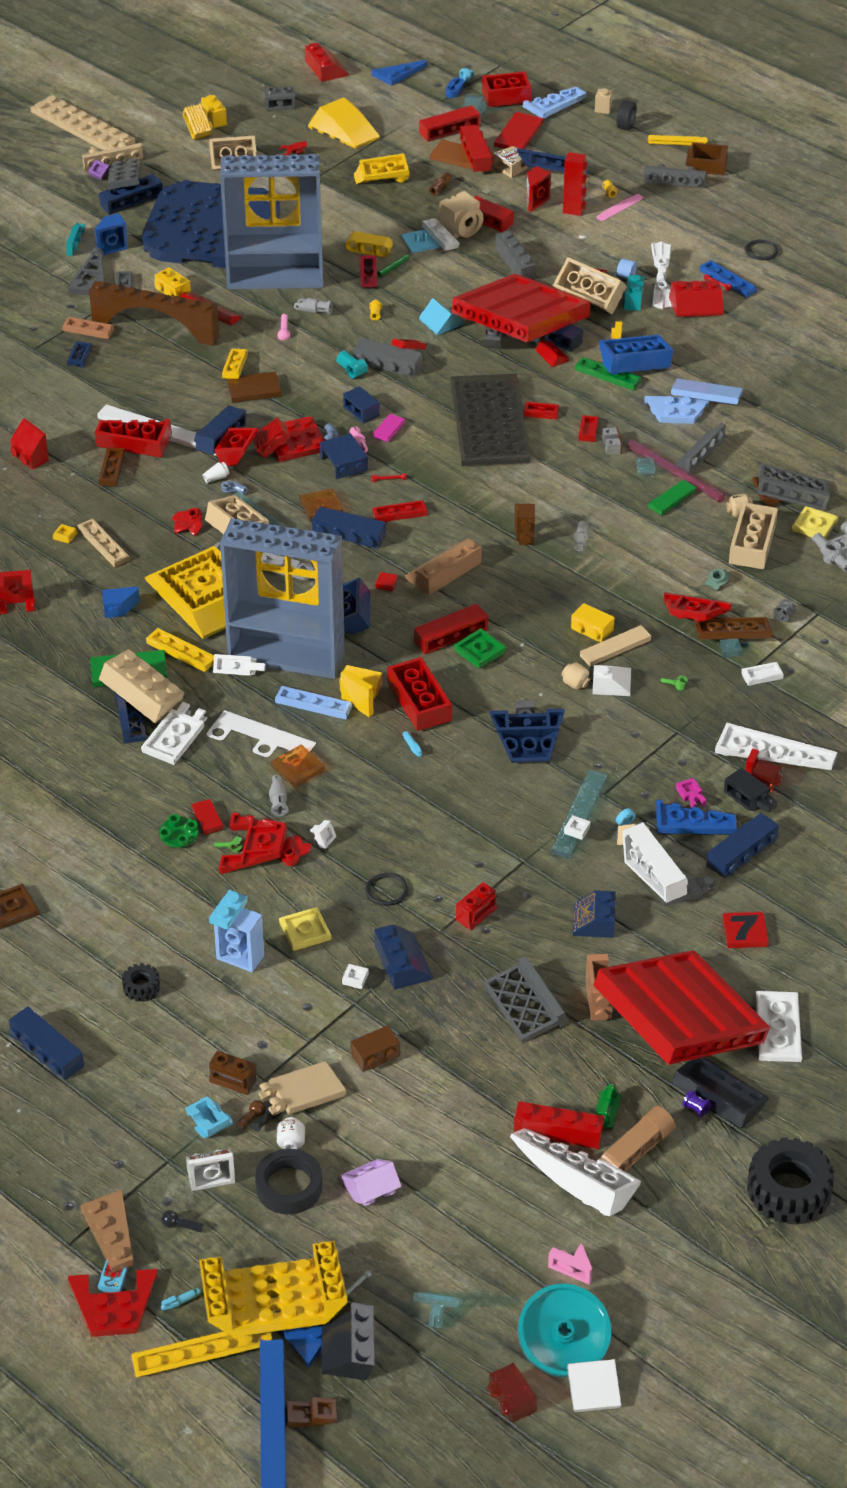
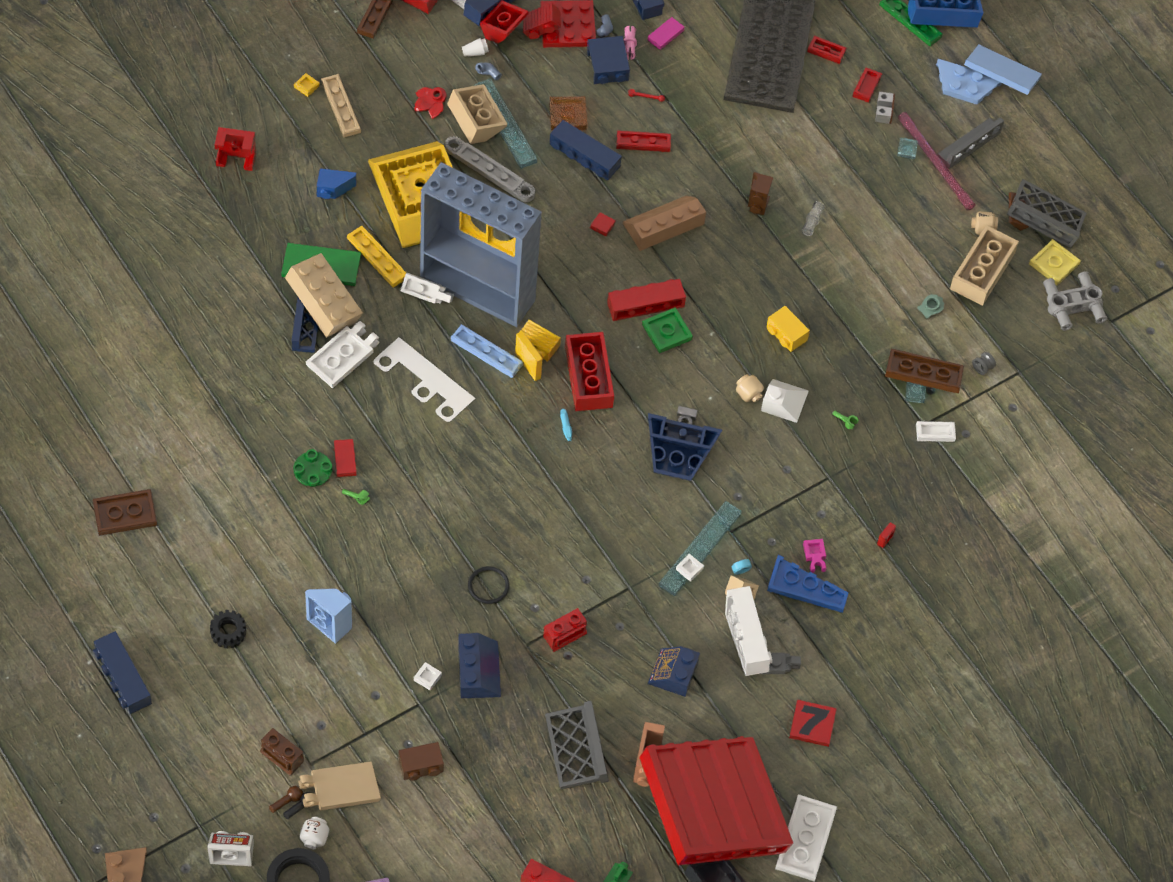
camera: 10 degrees right, 15 degrees up
(208, 1117) = (245, 793): medium azure cylinder -> none
(228, 909) = (321, 588): medium azure plate -> none
(262, 842) = (386, 504): red wing -> none
(278, 797) = (418, 453): light grey piece -> none
(294, 849) = (412, 518): red plate -> none
(297, 766) = (448, 422): clear orange tile -> none
(305, 928) = (398, 609): light yellow tile -> none
(324, 833) = (447, 508): white tile -> none
(356, 606) = (557, 248): dark blue slope -> none
(615, 645) = (802, 360): tan tile -> none
(672, 497) = (921, 193): green tile -> none
(694, 607) = (895, 337): red wing -> none
(740, 741) = (886, 507): white wing -> none
(742, 845) = (843, 628): dark blue brick -> none
(749, 791) = (871, 568): black hinge -> none
(768, 774) = (895, 555): clear red brick -> none

